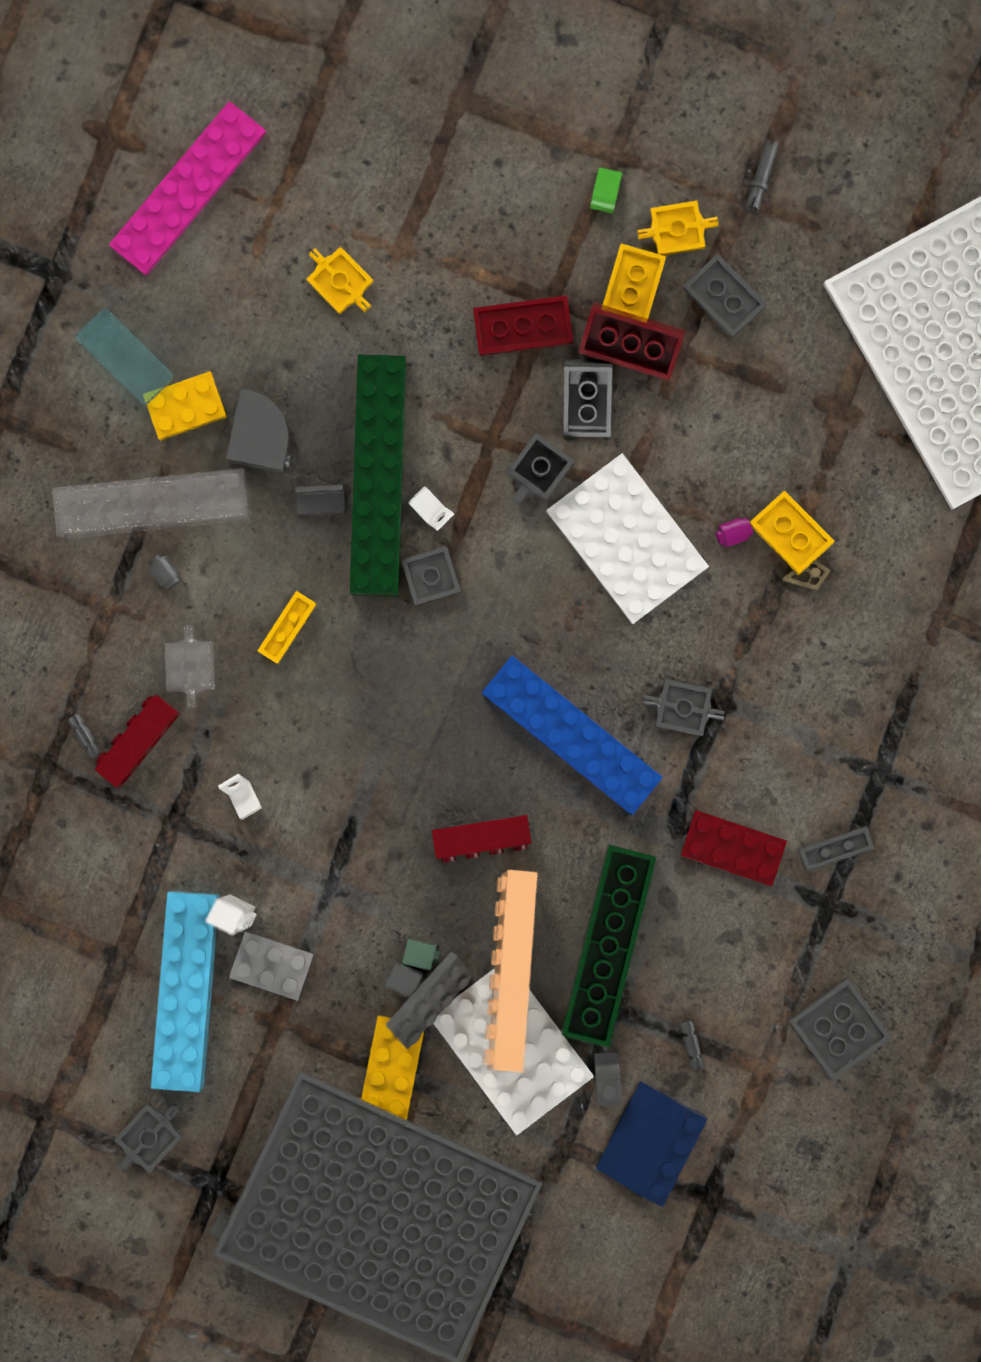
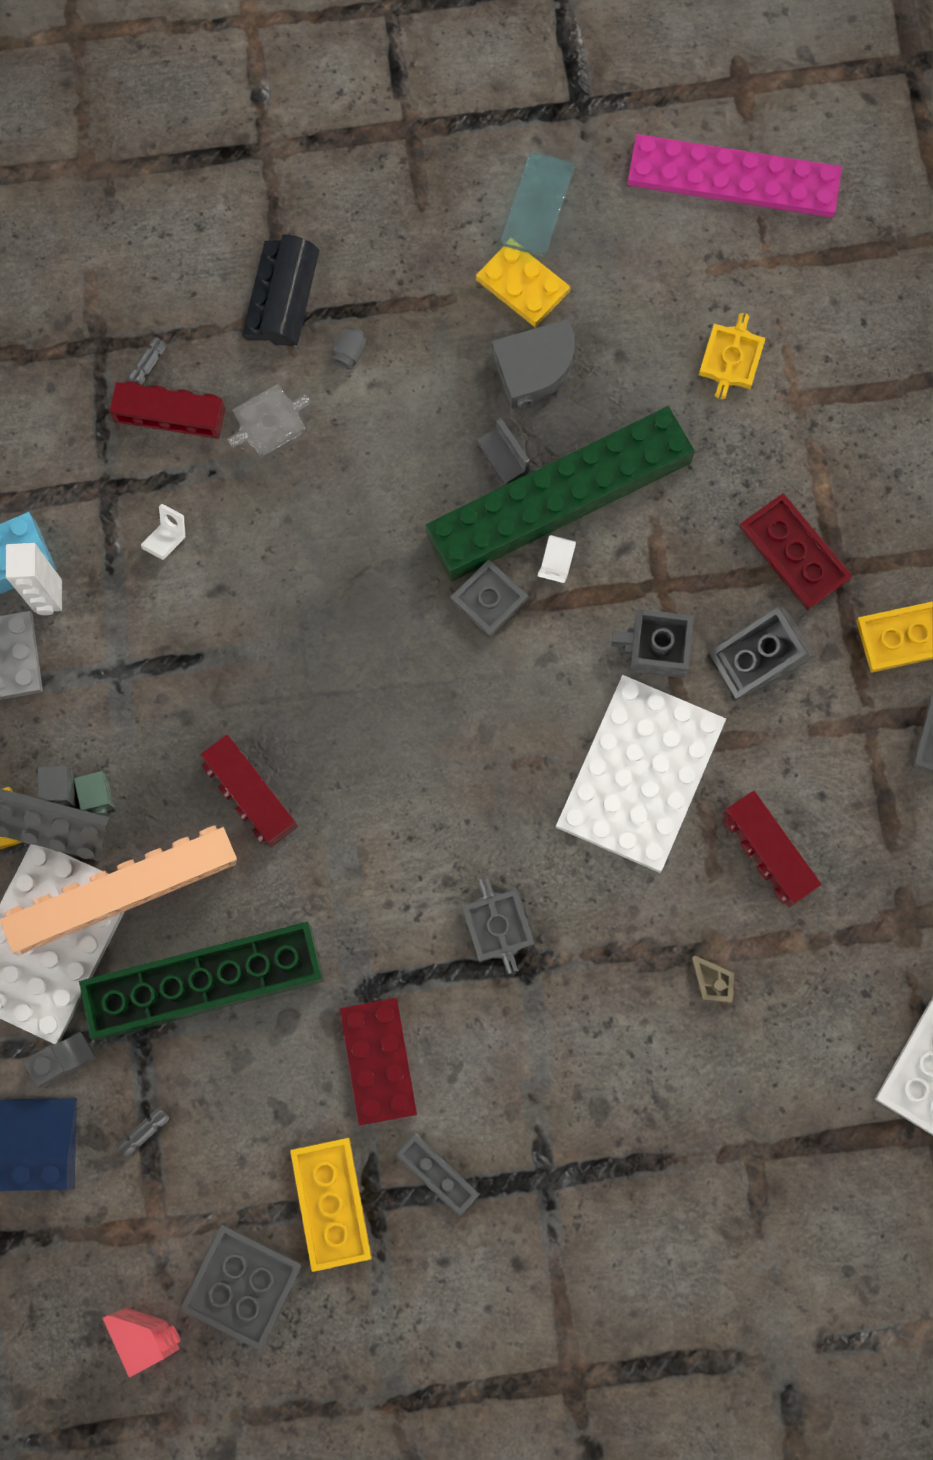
camera: 60 degrees right, 10 degrees down
(85, 599) = (281, 291): none -> black brick
(151, 503) = (409, 301): clear brick -> none
(287, 627) = (358, 489): yellow plate -> none
(572, 735) = (403, 825): blue brick -> none
(631, 341) = (845, 662): dark red brick -> none
(734, 532) = (712, 877): magenta brick -> none
(737, 477) = (771, 849): none -> dark red brick
(791, 532) = (747, 937): yellow plate -> none
(816, 935) = (330, 1204): none -> yellow plate
(842, 1116) = (141, 1339): none -> coral slope

